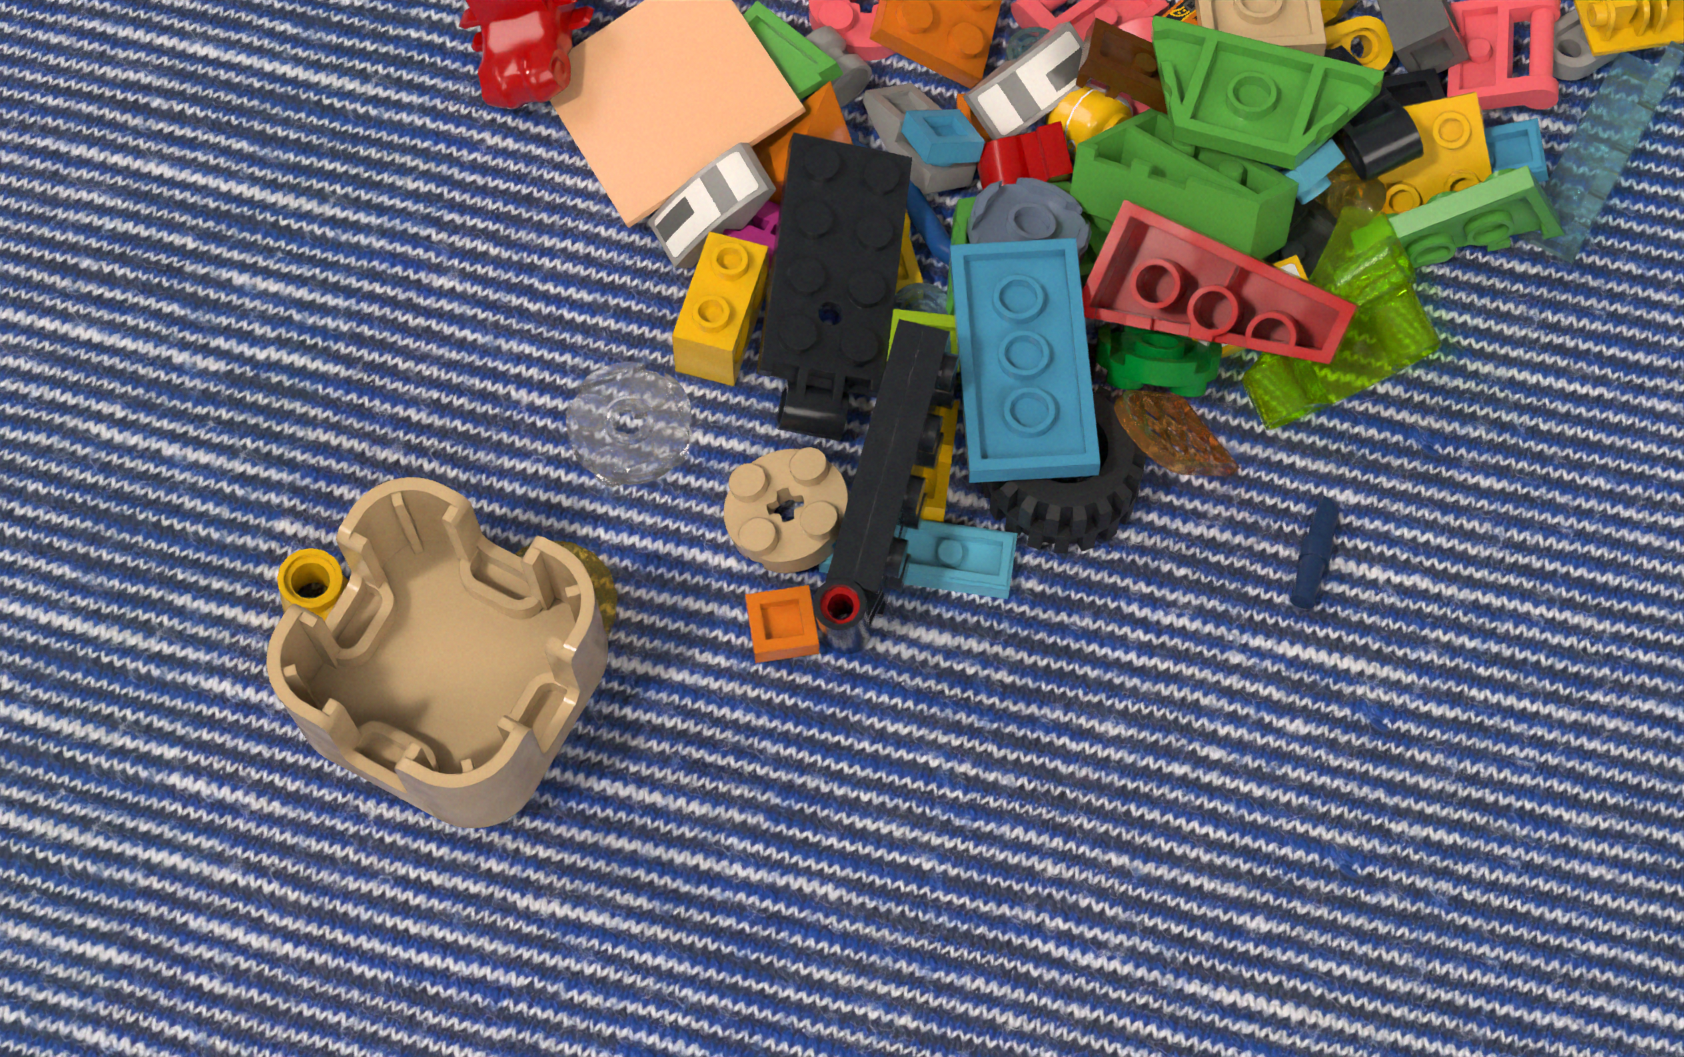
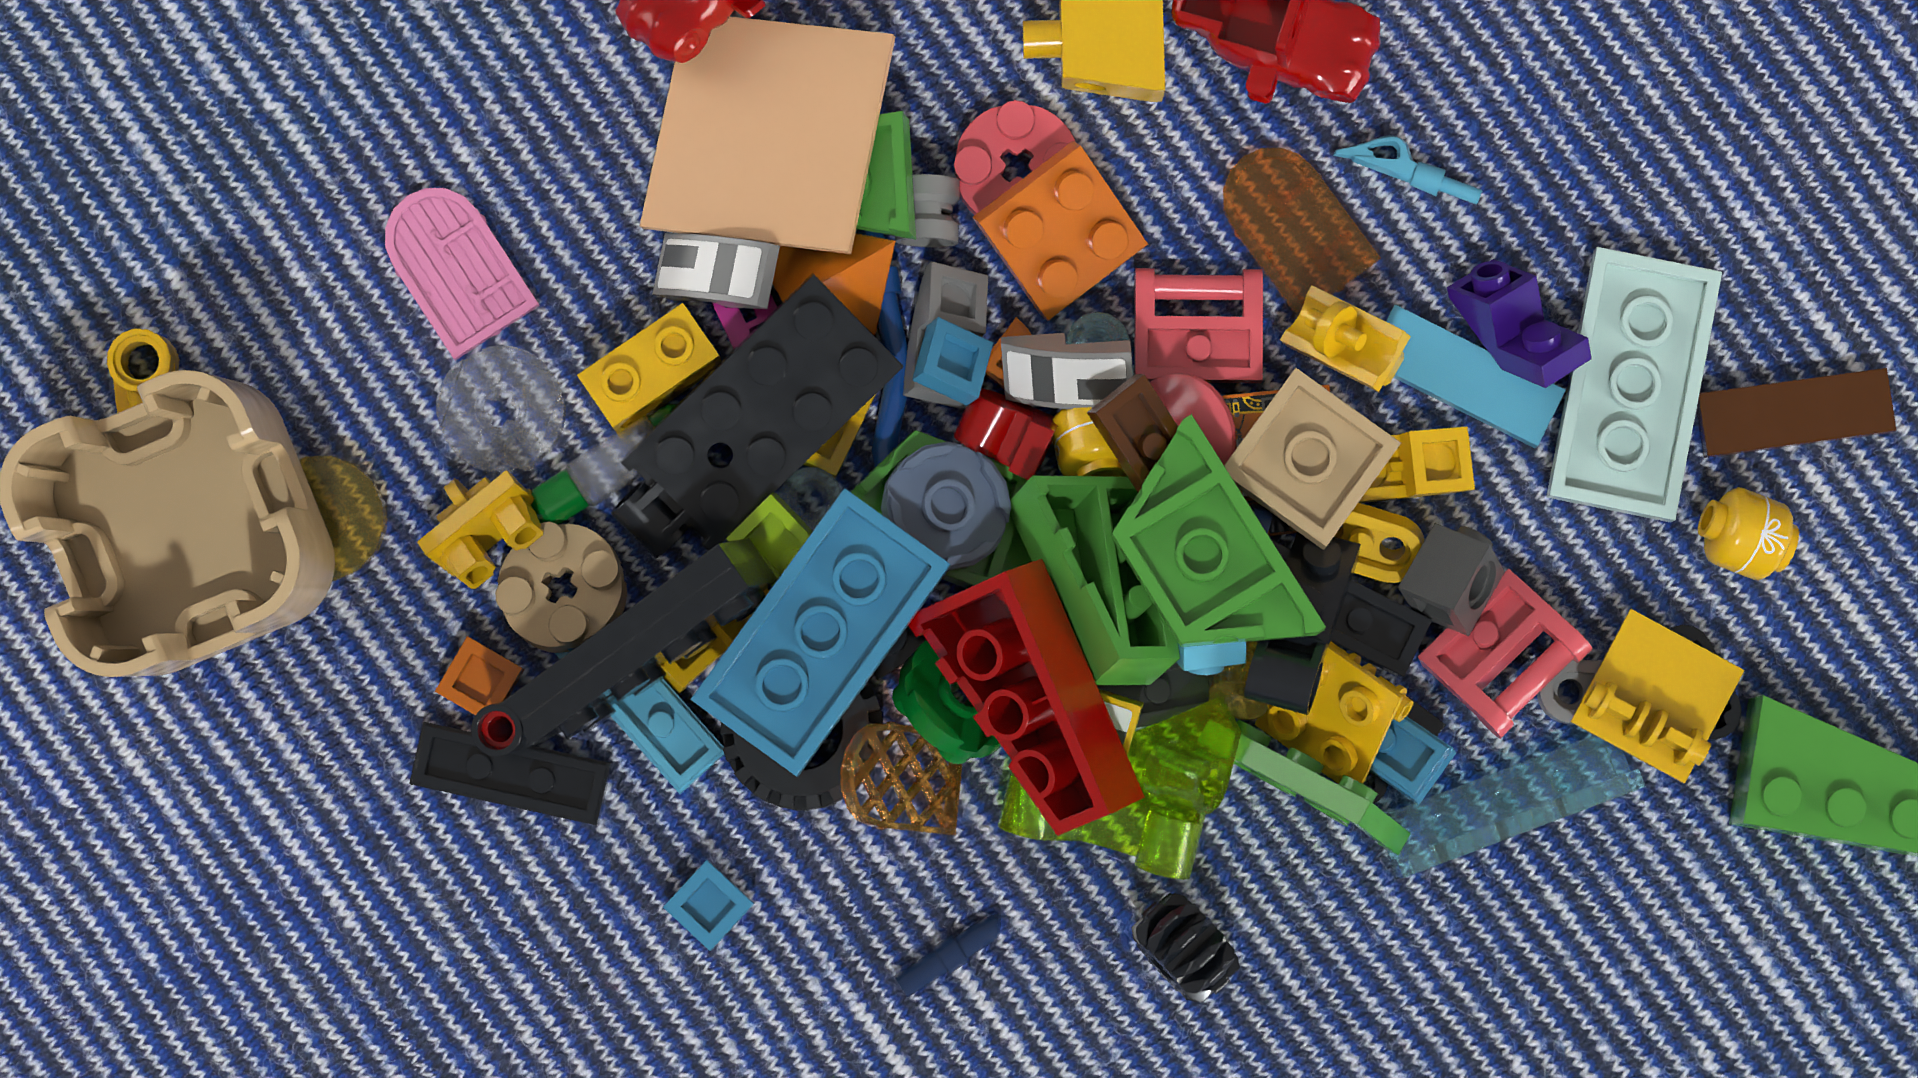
camera: 40 degrees right, 20 degrees up
(507, 360) = (455, 268): none -> bright pink window
(681, 507) = (477, 523): none -> yellow hips
(741, 413) = (593, 474): none -> clear piece
(865, 679) = (525, 779): none -> black tile
(1106, 650) = (708, 905): none -> dark azure plate
(1484, 398) = (1185, 947): none -> black gear

